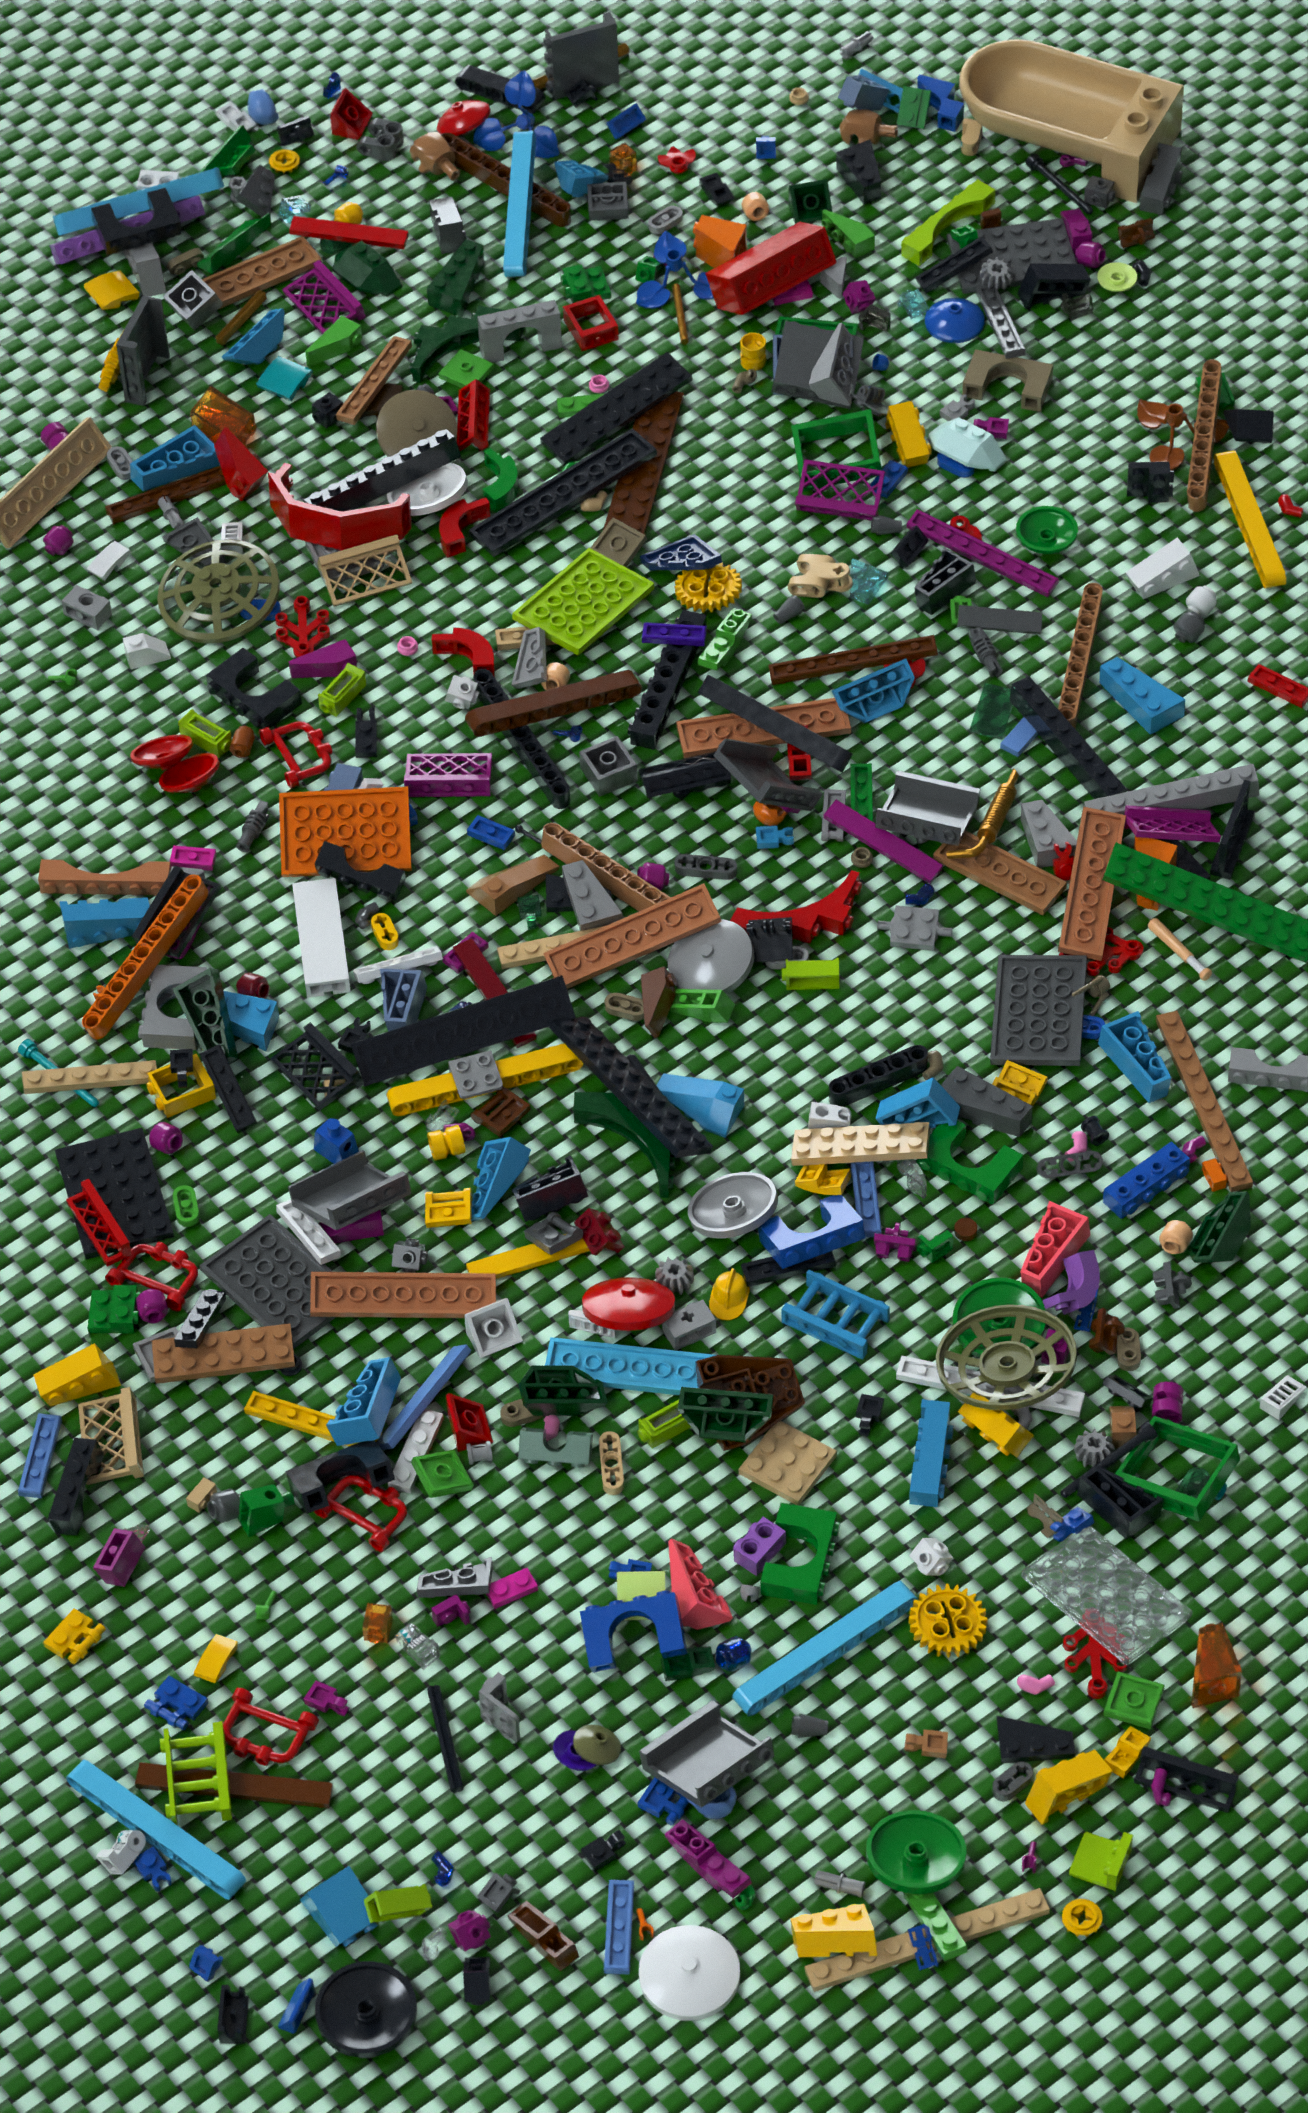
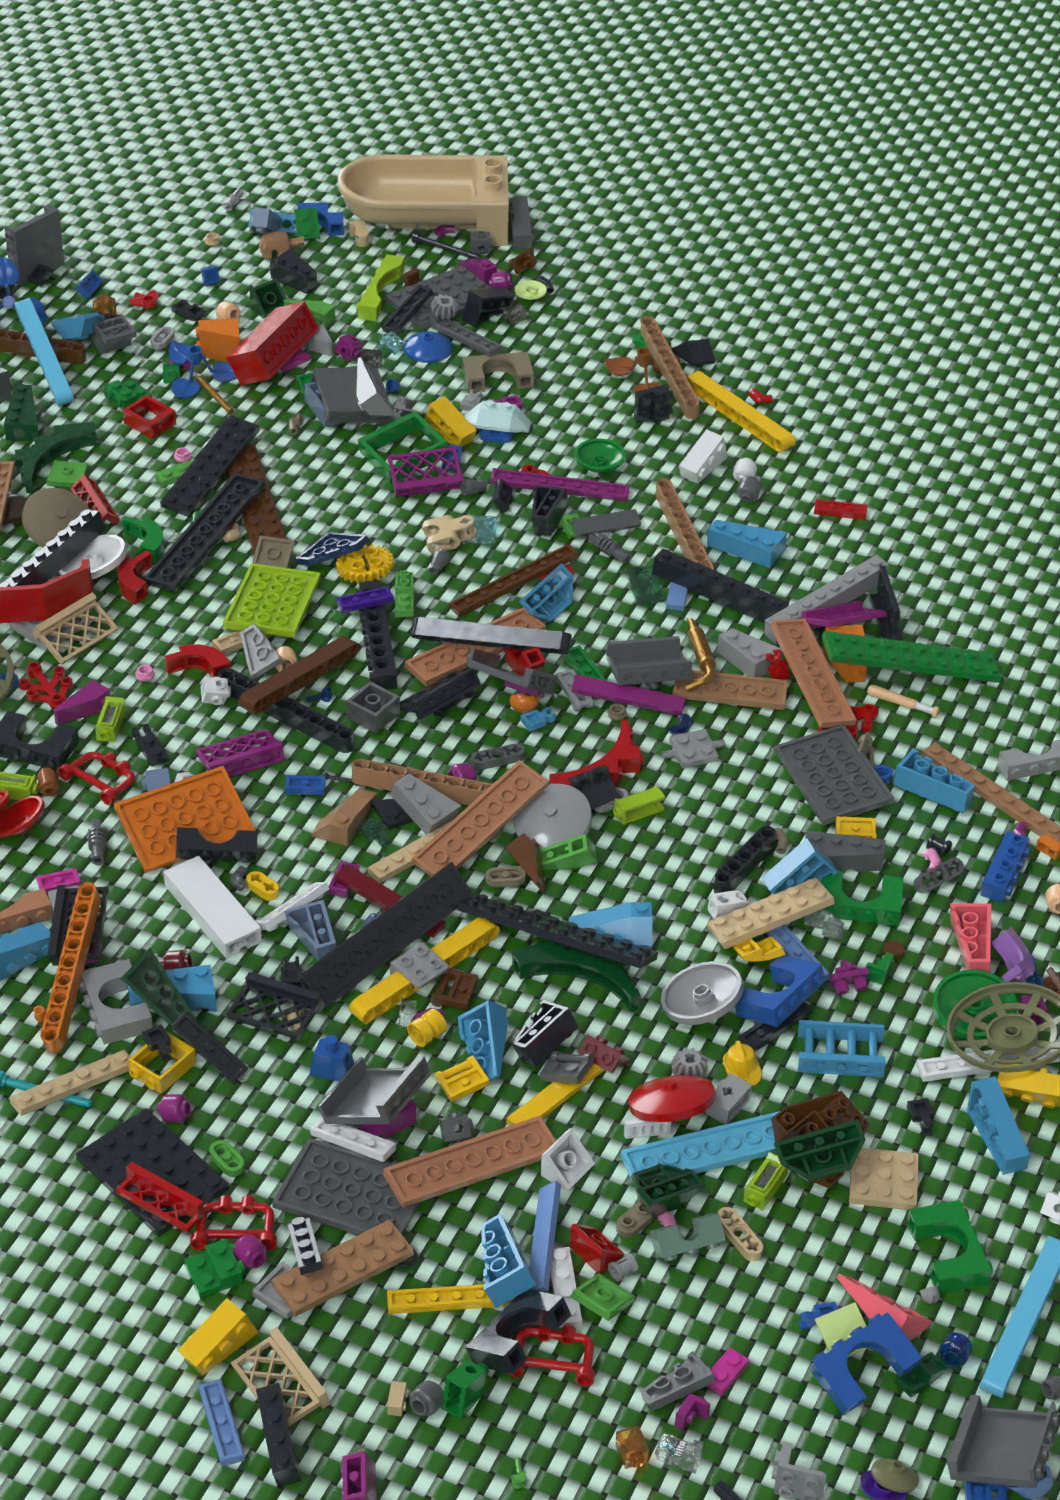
camera: 30 degrees left, 10 degrees down
(496, 326) = (81, 432): light grey arch -> none
(753, 351) = (292, 401): yellow wheel -> none
(763, 1548) = (912, 1253): medium lavender brick -> none
(964, 235) = (403, 289): green bracket -> none

